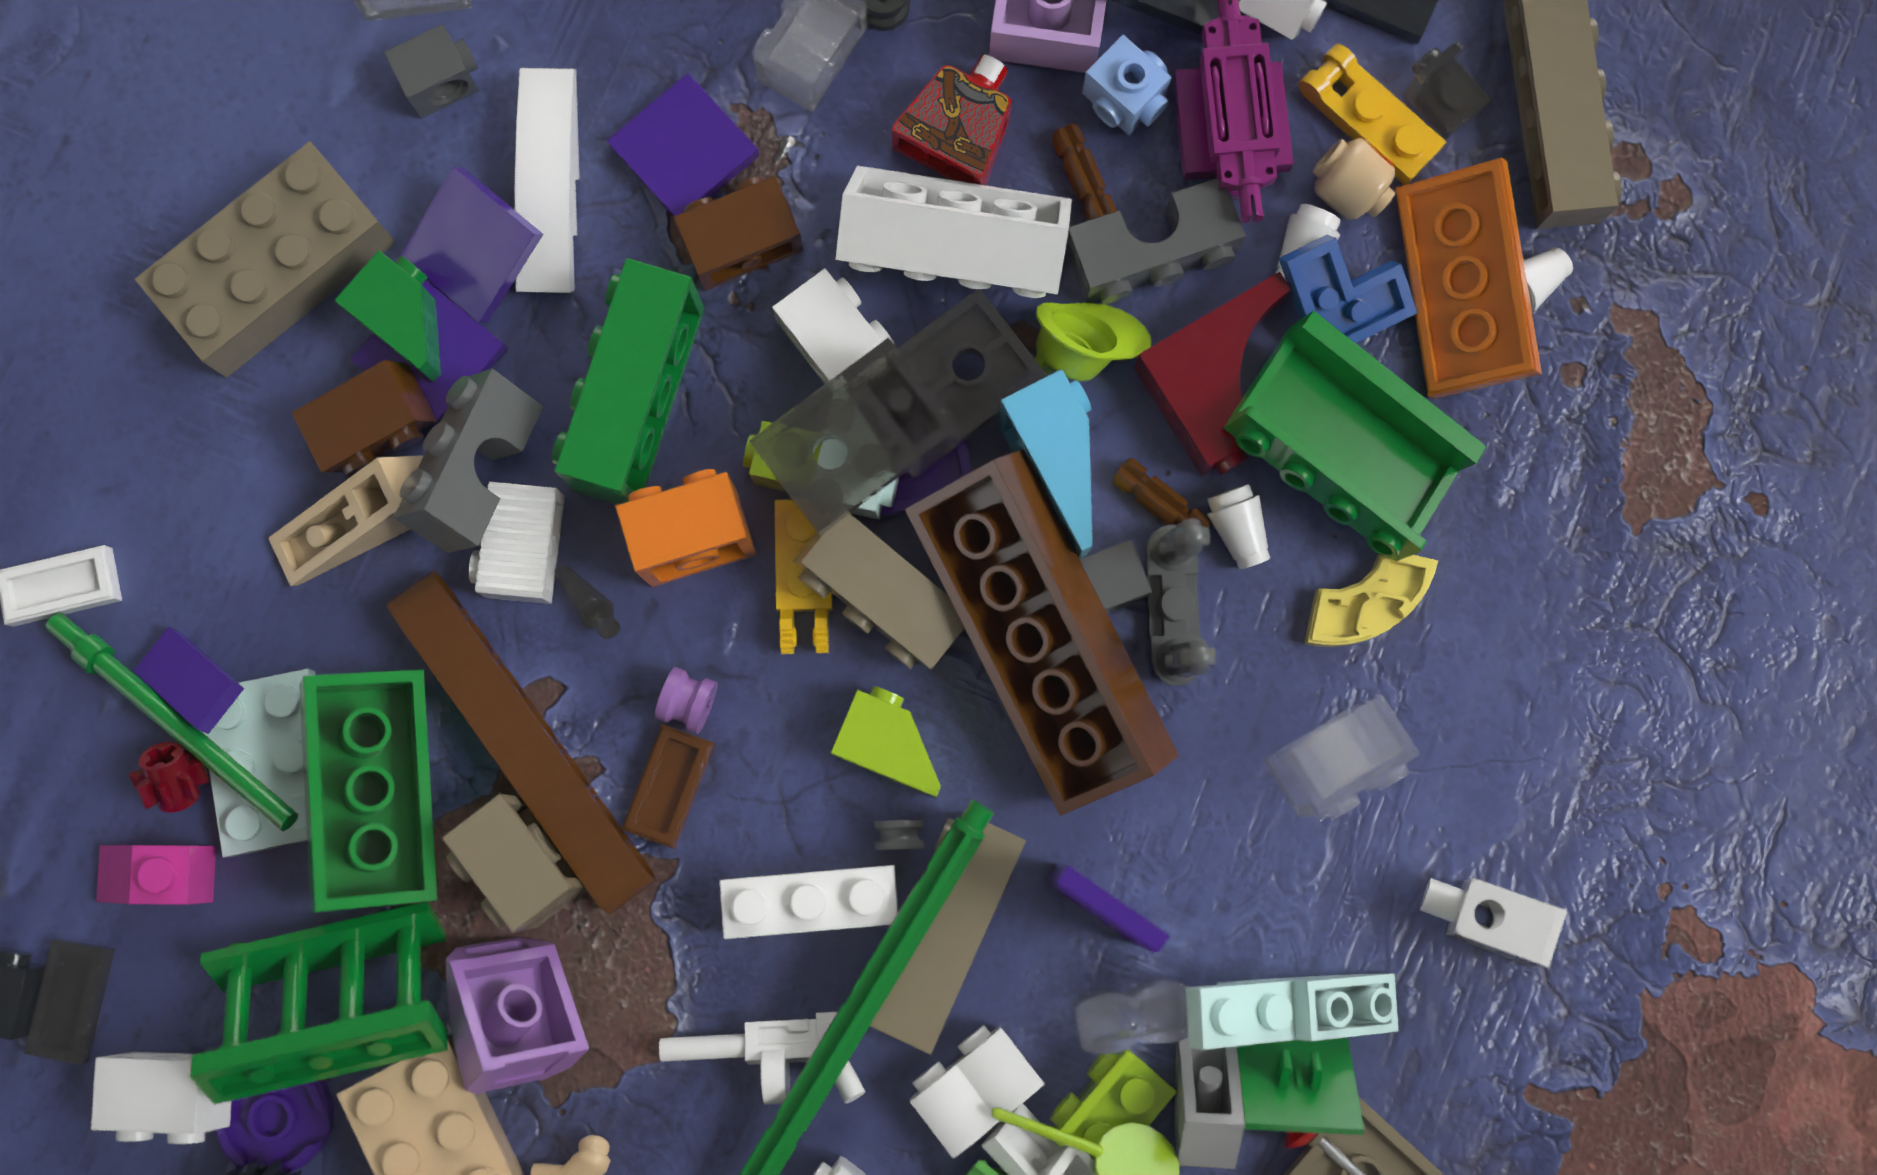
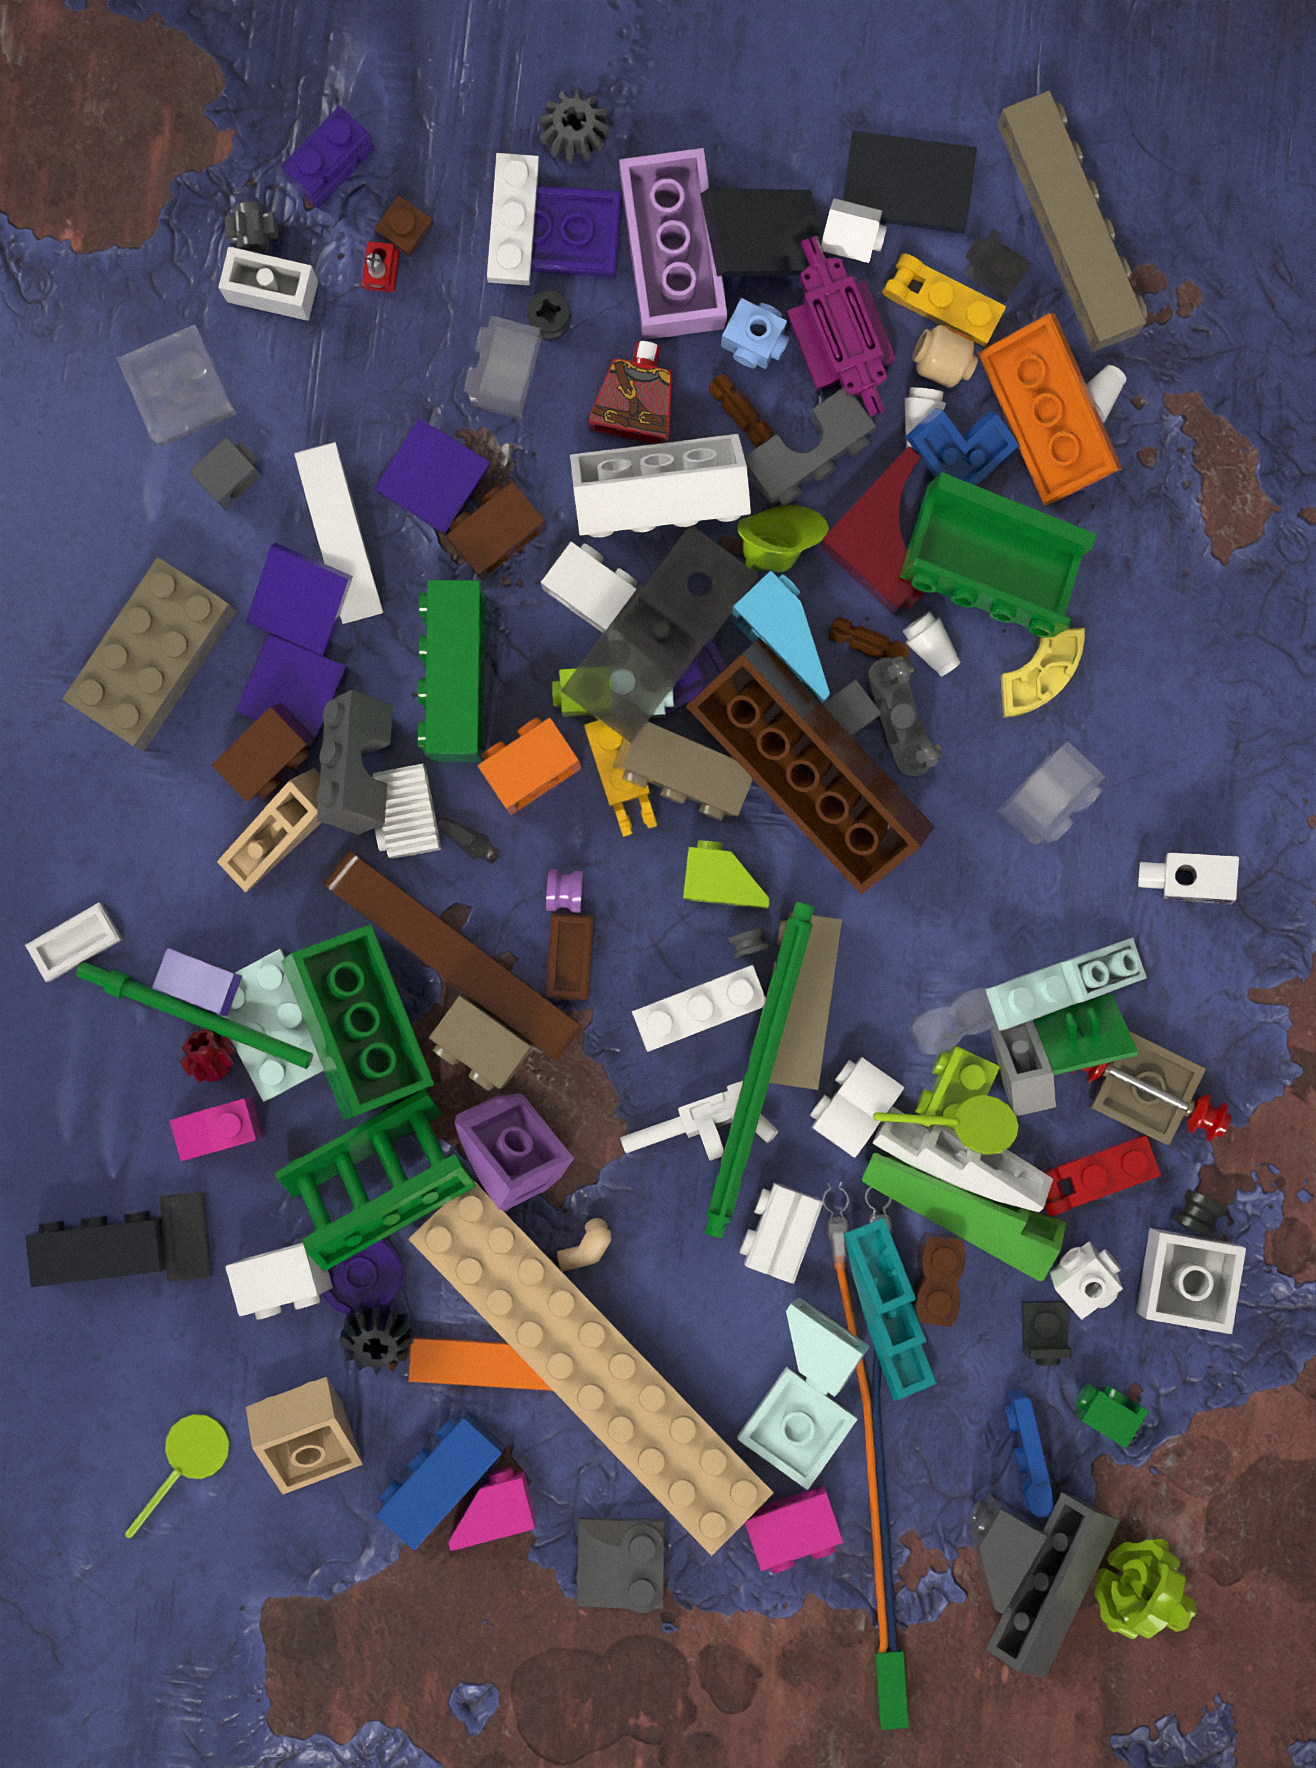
camera: 15 degrees left, 5 degrees up
(397, 310) = (262, 665): green slope -> none
(1107, 908) = (912, 950): dark purple tile -> none

